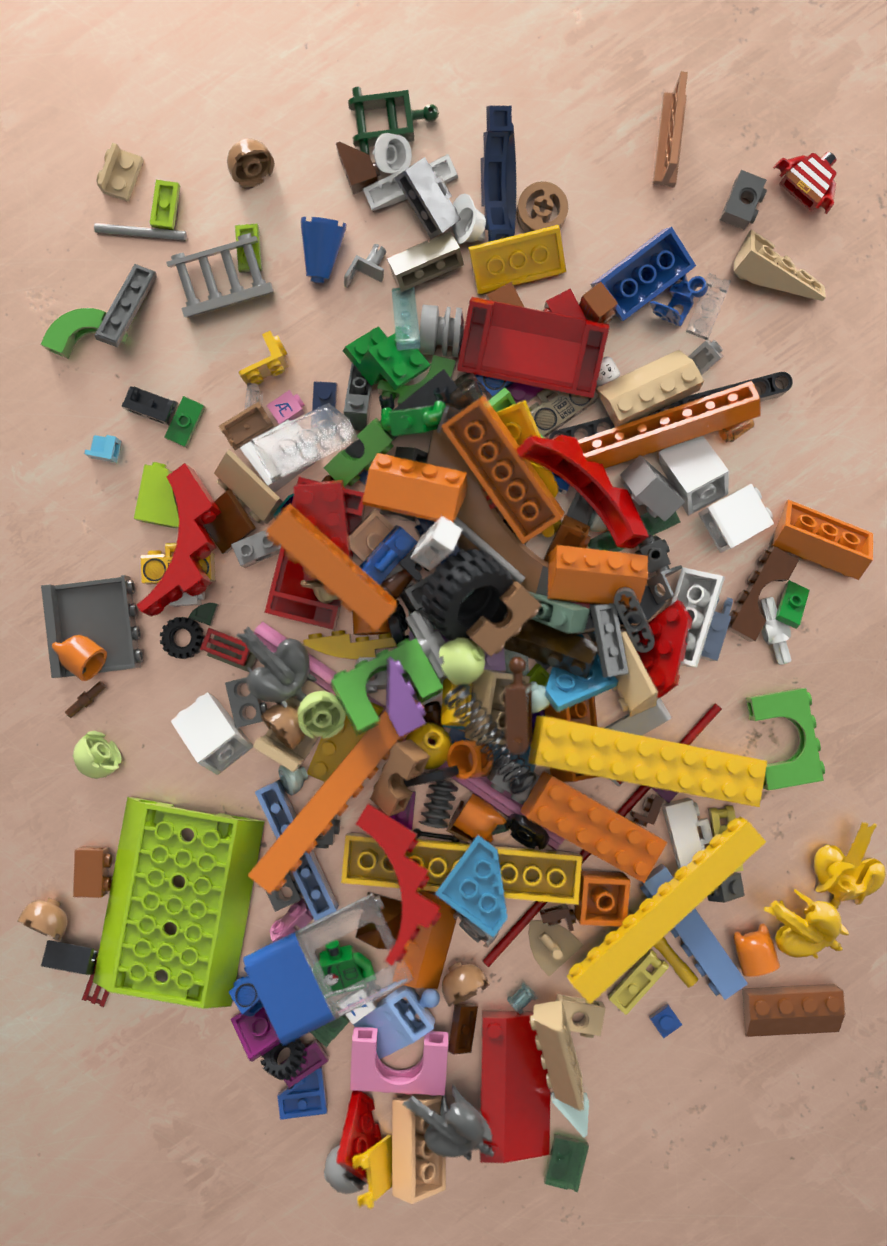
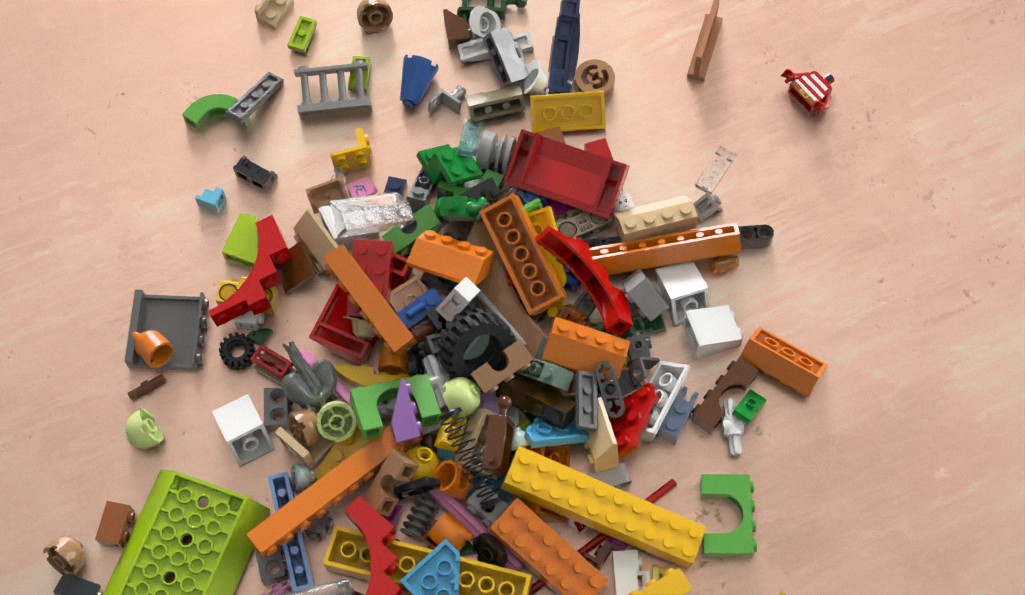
camera: 15 degrees right, 20 degrees down
(140, 231) = (279, 50): light grey bar -> none
(184, 422) = (279, 190): green plate -> none
(254, 549) = (314, 290): light grey brick -> none
(598, 304) = (625, 151): dark orange brick -> none
(646, 272) = (666, 136): blue slope -> none
(682, 295) = (696, 154): blue piece -> none
(748, 187) = (759, 88): dark grey brick -> none
(766, 268) = (764, 146): tan wedge -> none

